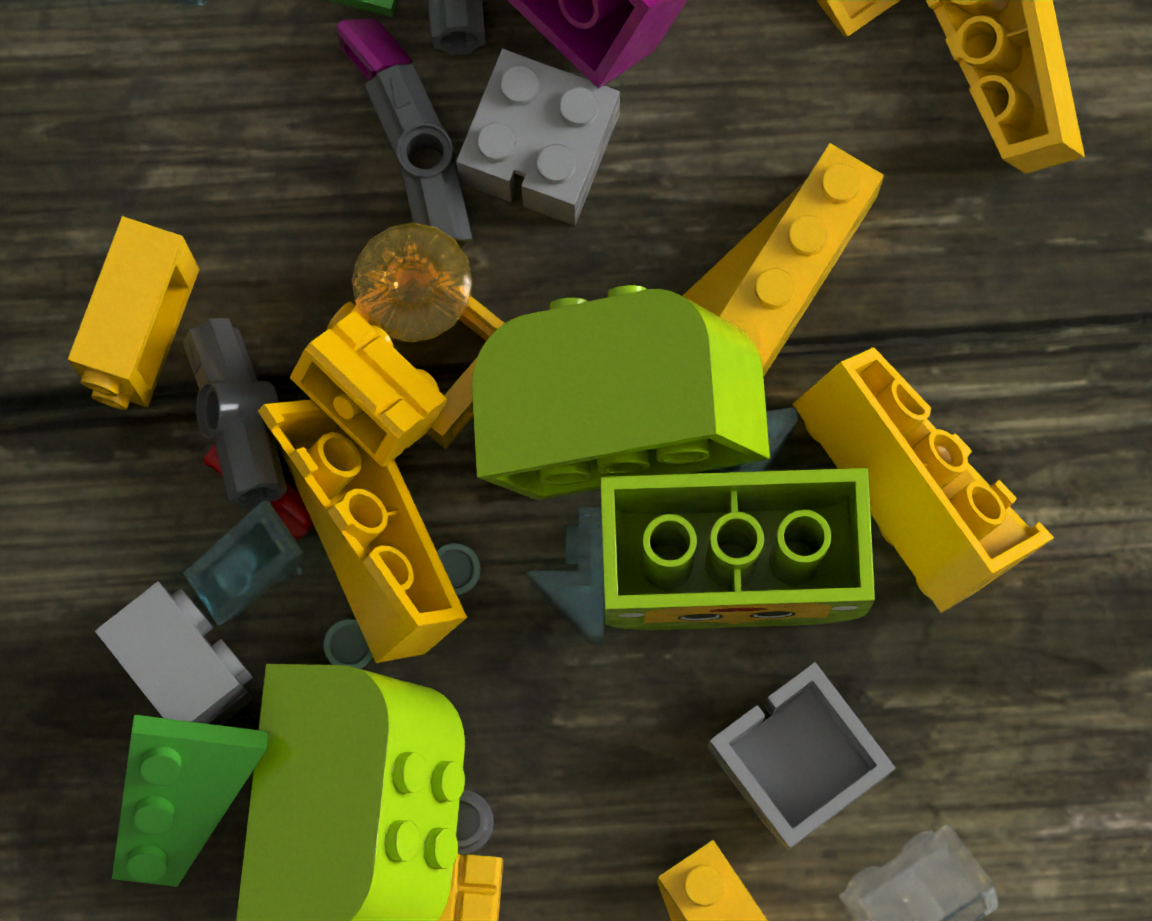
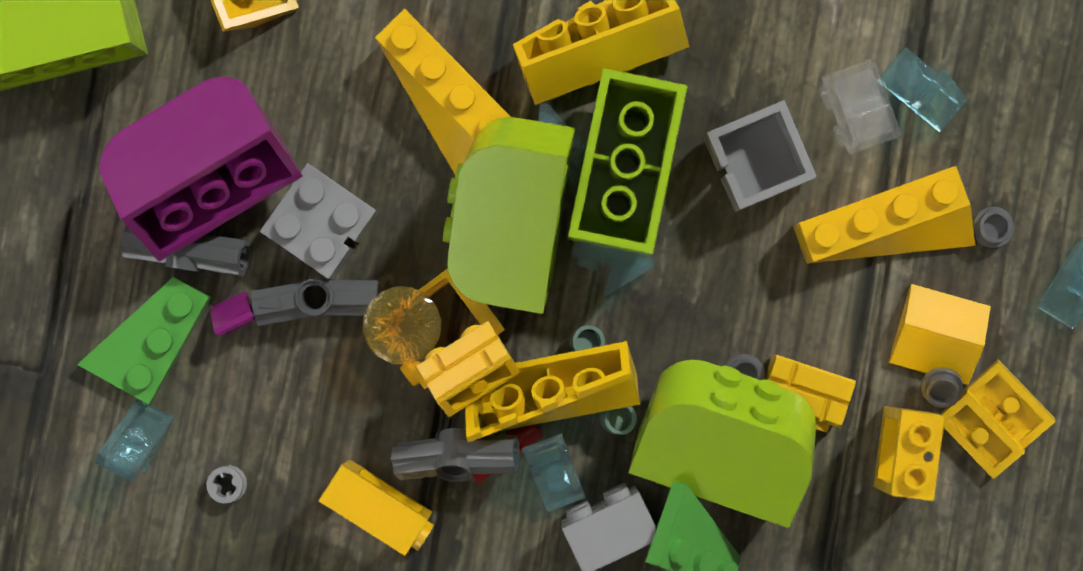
camera: 75 degrees left, 10 degrees up
(132, 115) = (214, 488): none -> light grey bush

